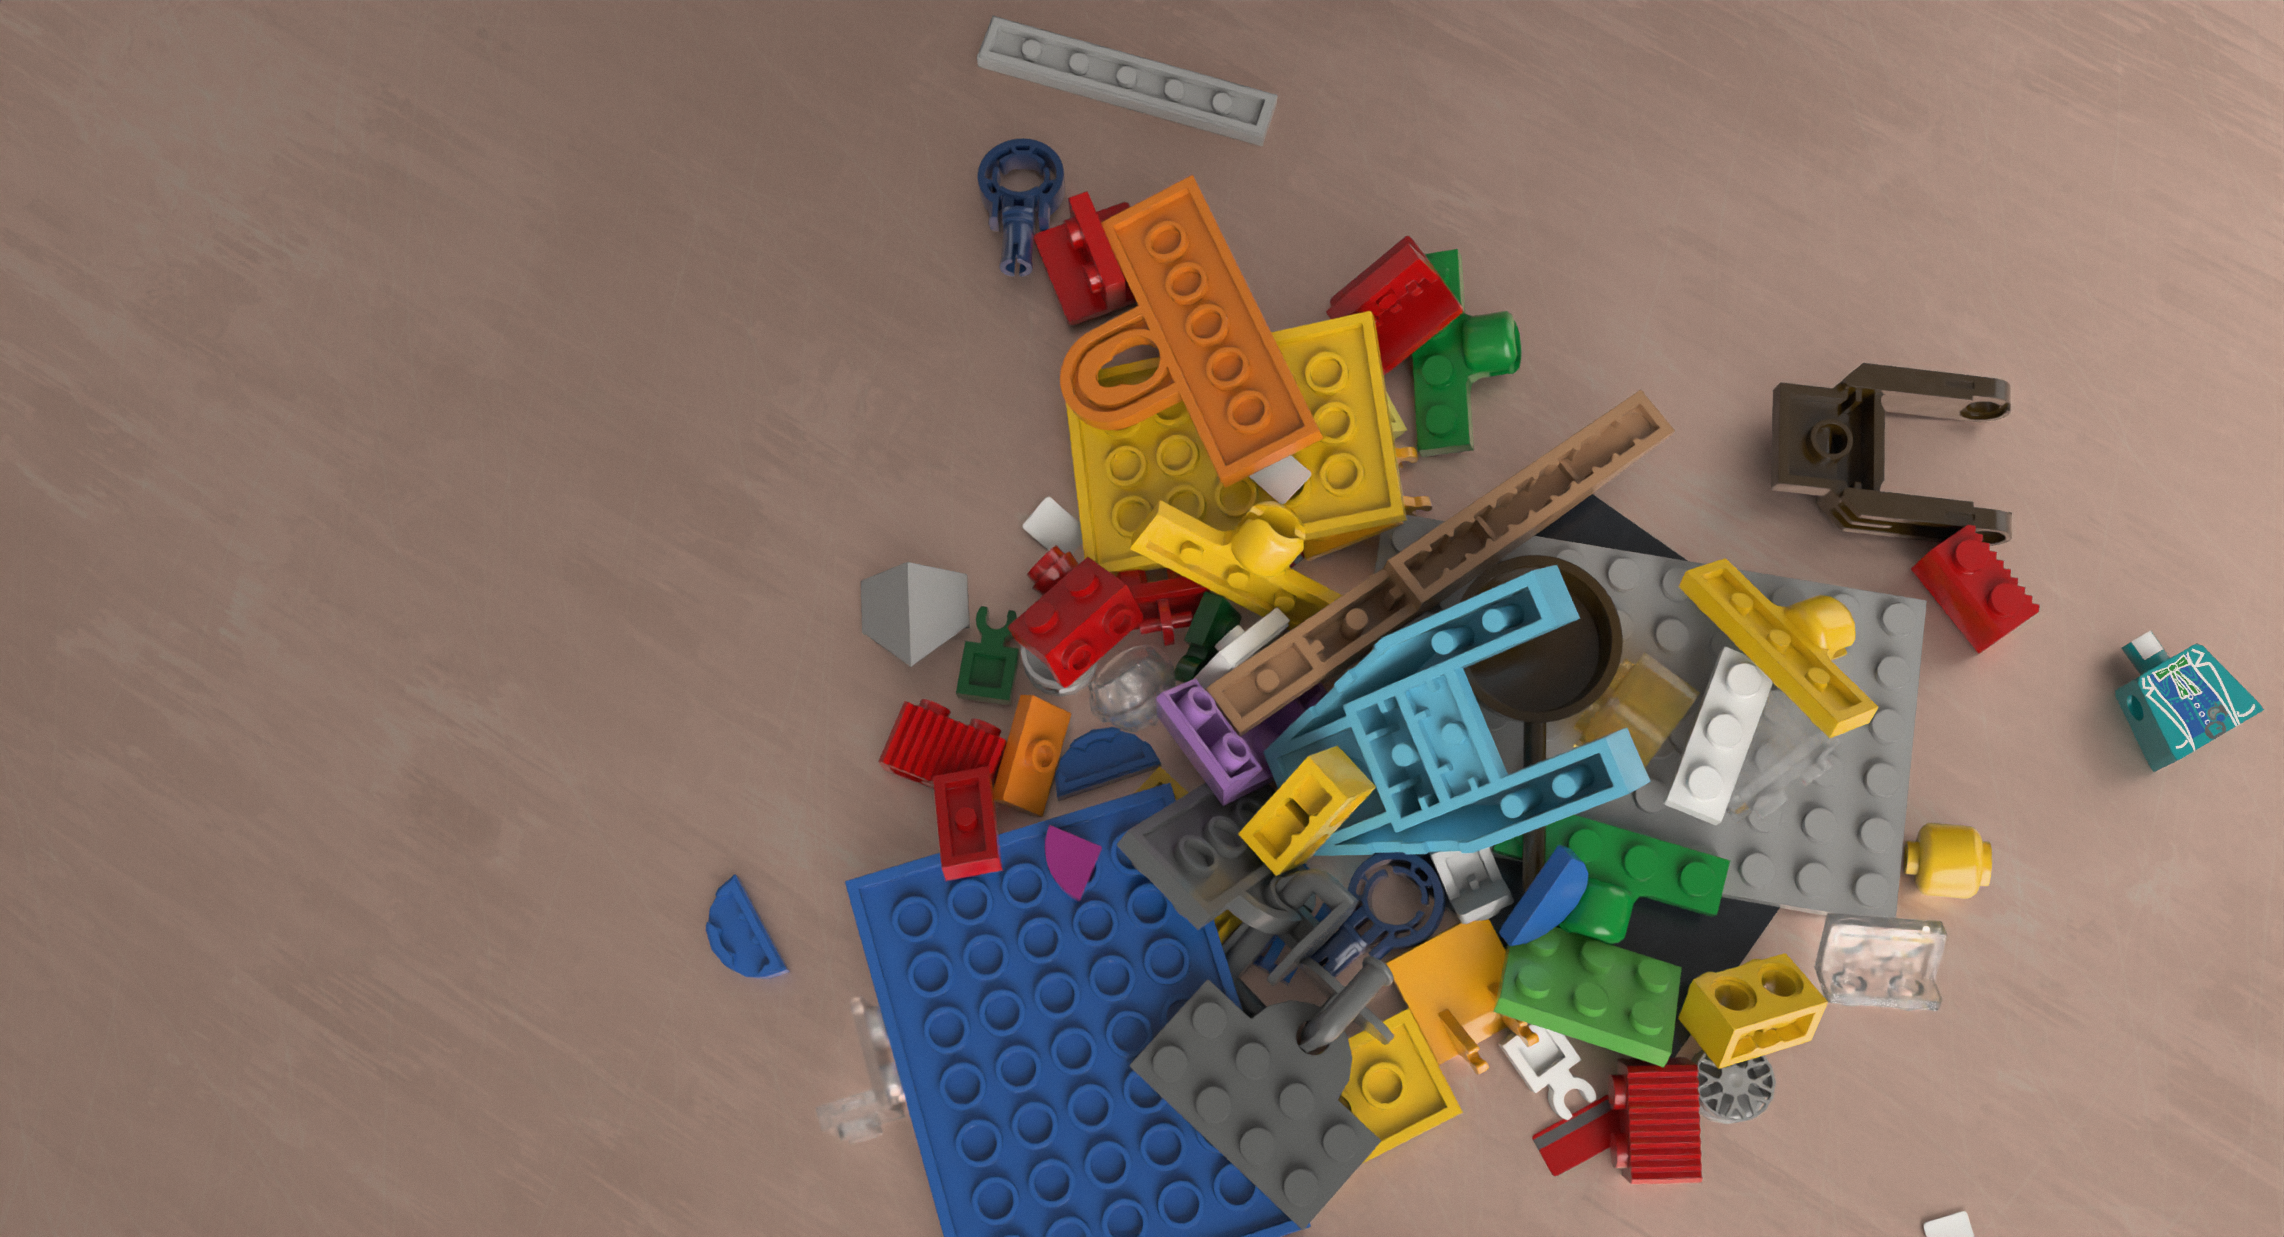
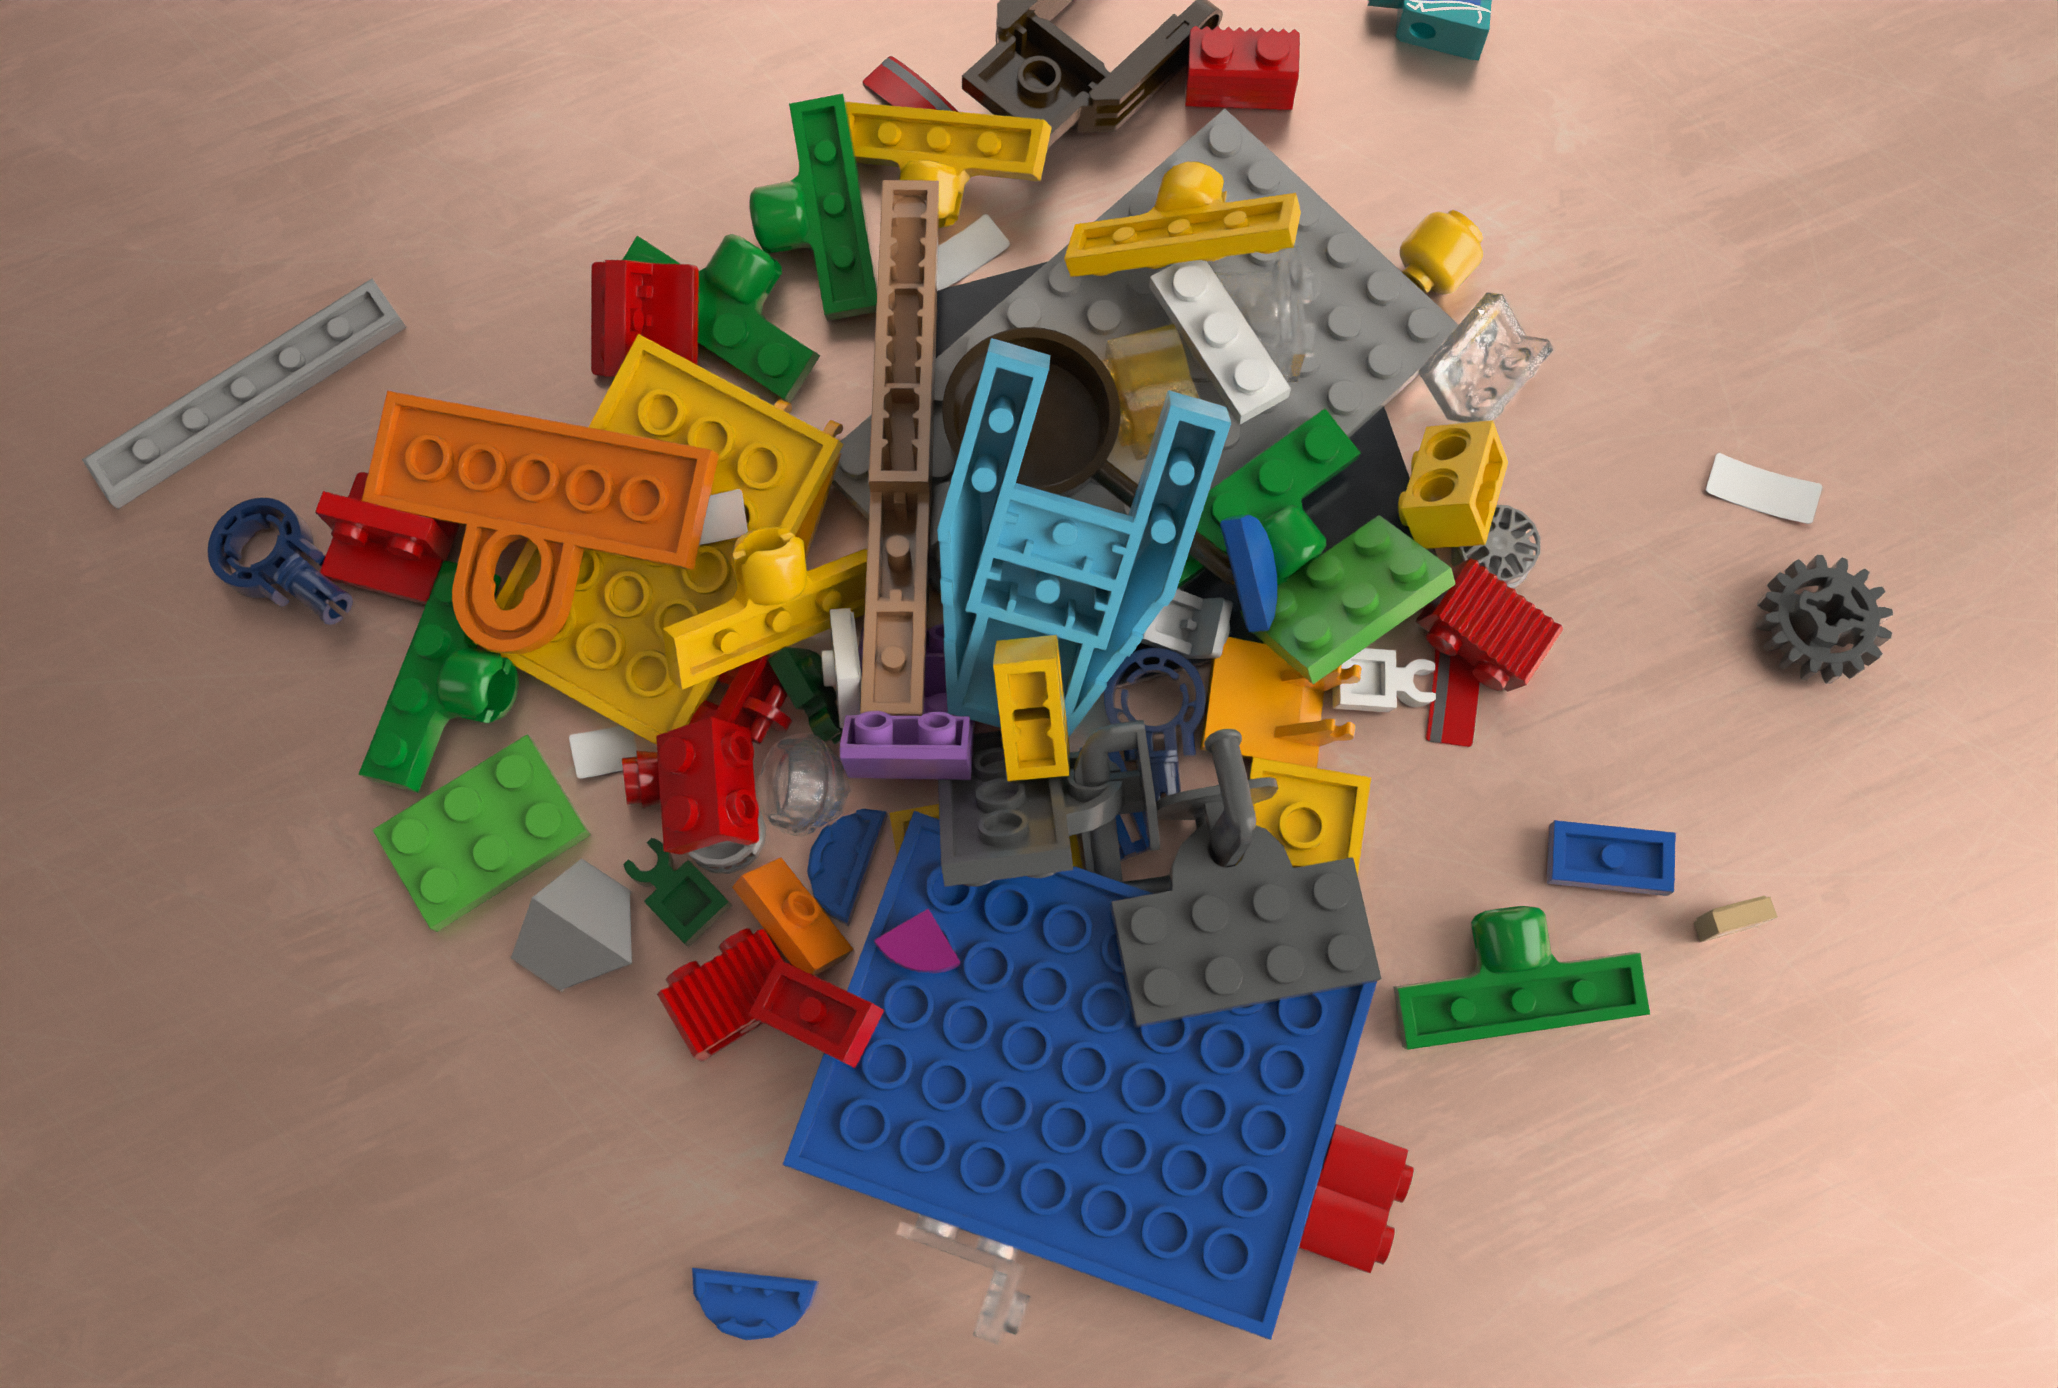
camera: 55 degrees left, 0 degrees up
(934, 491) = (481, 833): none -> bright green plate
(1014, 376) = (437, 682): none -> green plate
(1590, 361) = (822, 209): none -> green plate
(1647, 494) = (969, 251): none -> white sticker
(1710, 413) = (948, 147): none -> yellow plate
(1741, 359) = (904, 87): none -> red sticker

